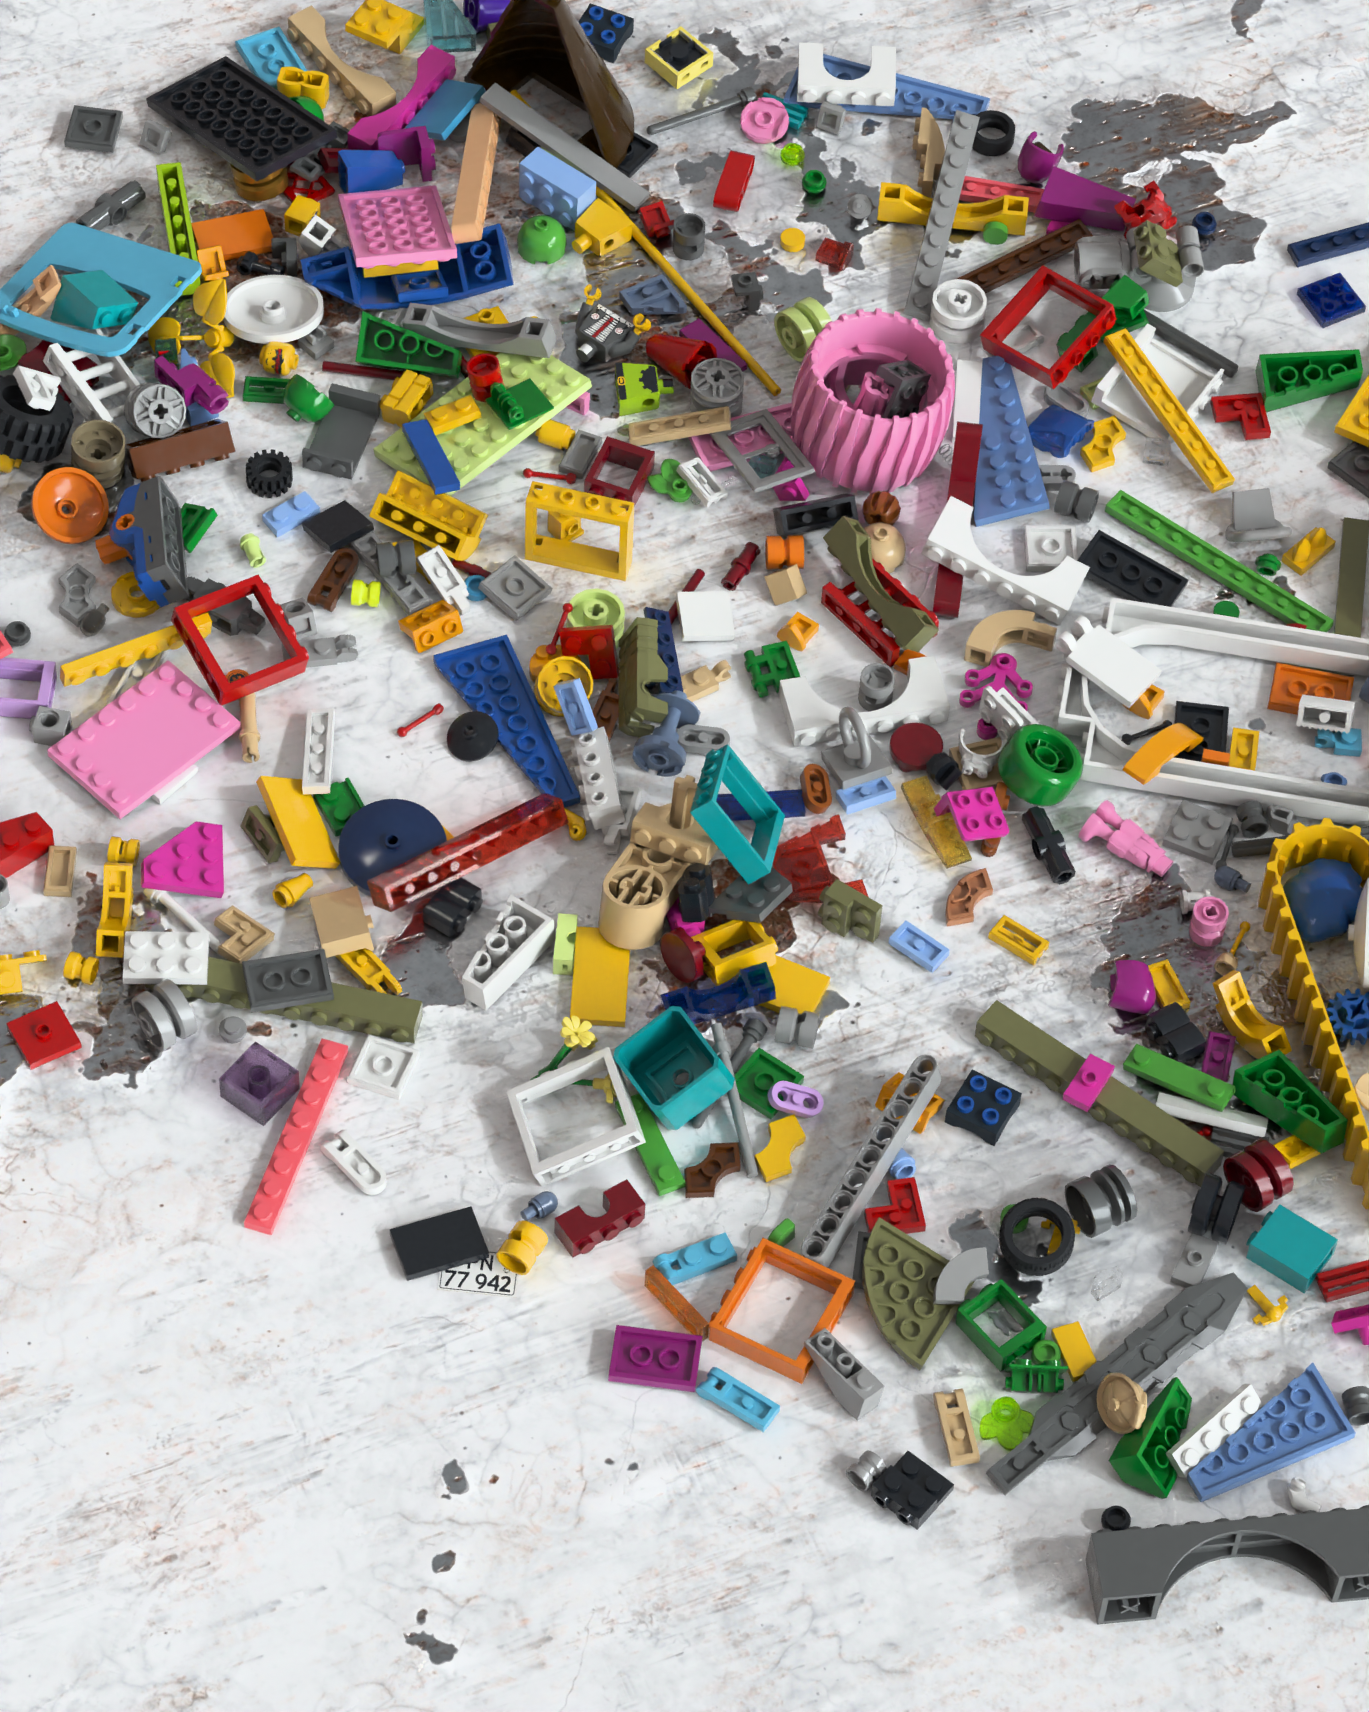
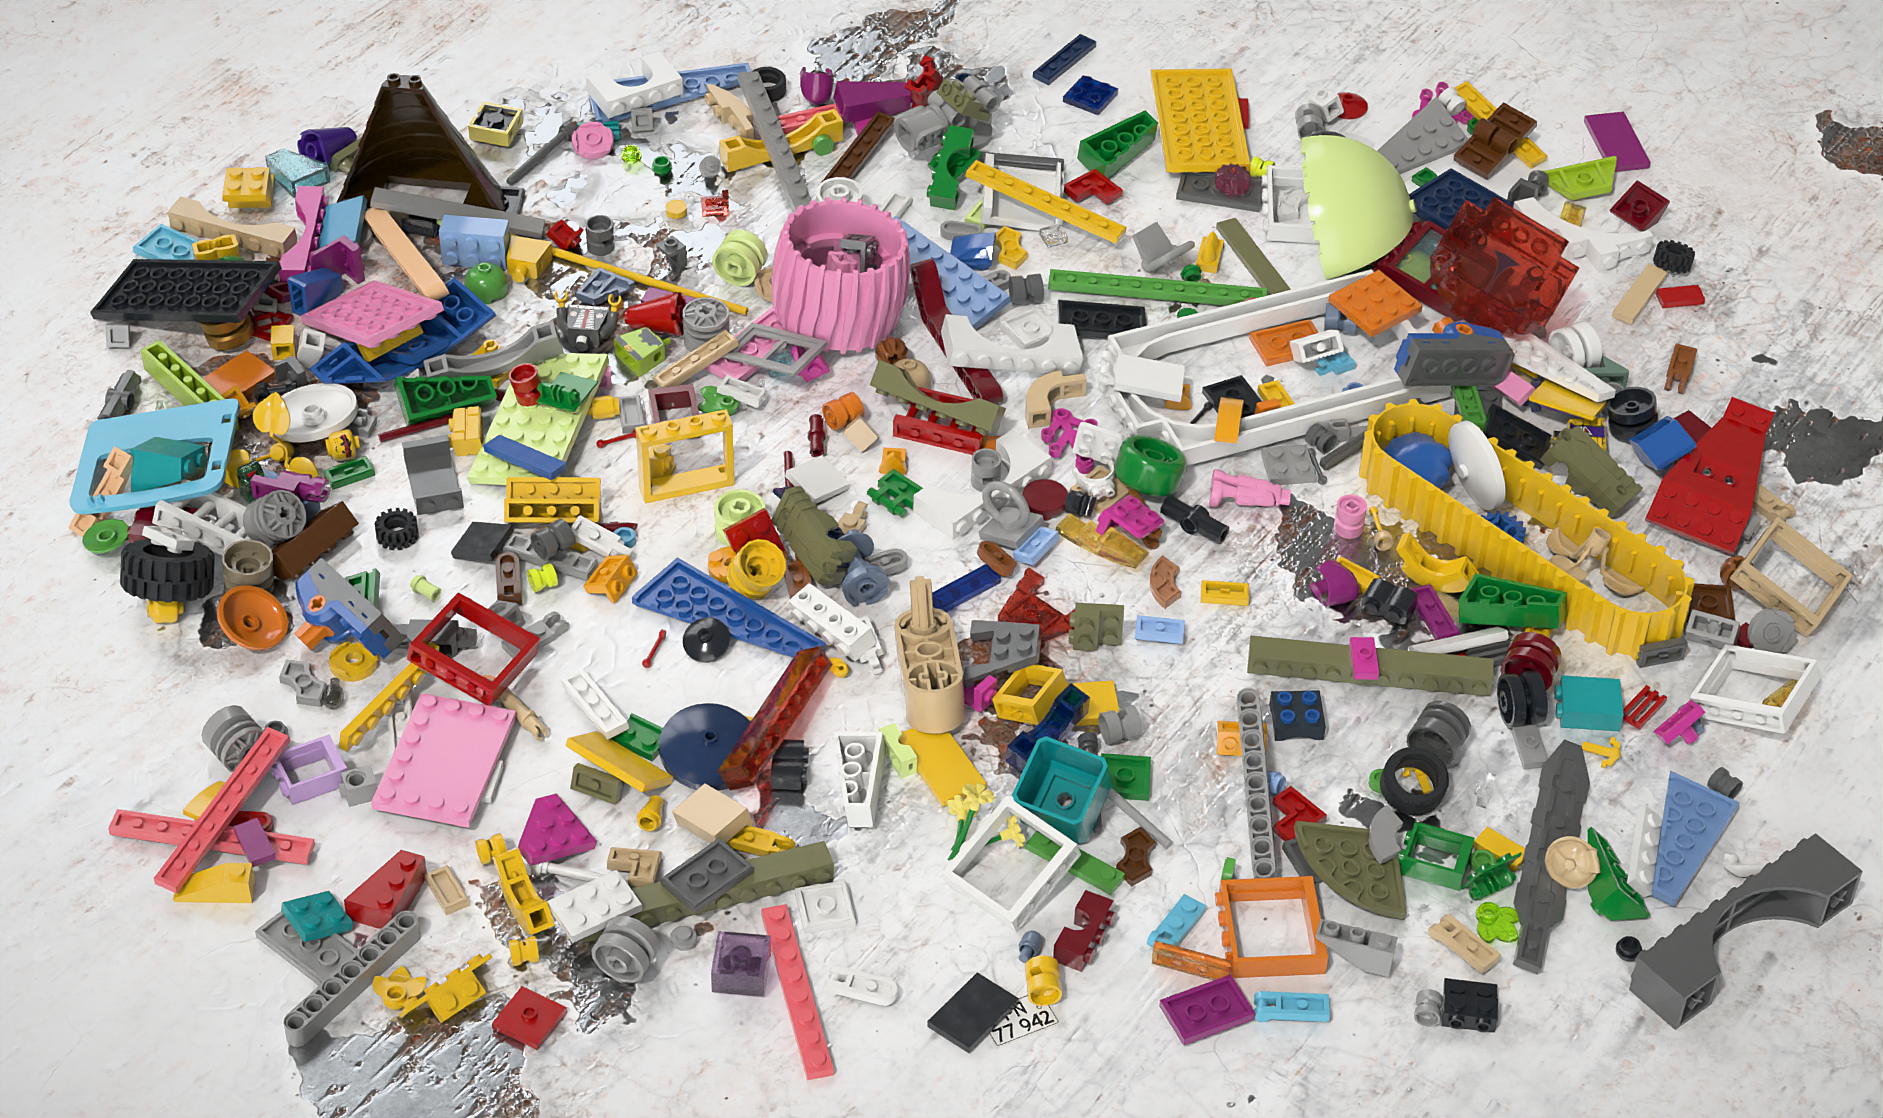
camera: 30 degrees left, 10 degrees down
(93, 129) = (61, 350): dark grey plate -> none
(290, 514) = (435, 550): light blue plate -> none
(305, 401) = (389, 464): green cylinder -> none
(453, 415) = (518, 422): yellow plate -> none
(515, 588) = (656, 524): light grey tile -> none
(551, 648) = (721, 550): red hinge -> none
(575, 706) = (782, 575): light blue plate -> none
(653, 831) = (916, 632): tan arch -> none
(682, 955) = (996, 714): dark red tile -> none
(696, 893) = (978, 661): black brick -> none
(734, 181) = (602, 187): red beam -> none
(749, 859) = (969, 590): teal window -> none
(784, 1138) = (1171, 807): yellow tile -> none
(793, 1099) = (1160, 774): lavender plate -> none
(814, 514) = (845, 376): black brick -> none
(1022, 304) = (921, 152): red window -> none
(1179, 1077) = (1417, 628): bright green plate -> none
(1186, 897) = (1317, 508): white bush -> none
(1231, 879) = (1337, 484): sand blue cylinder -> none

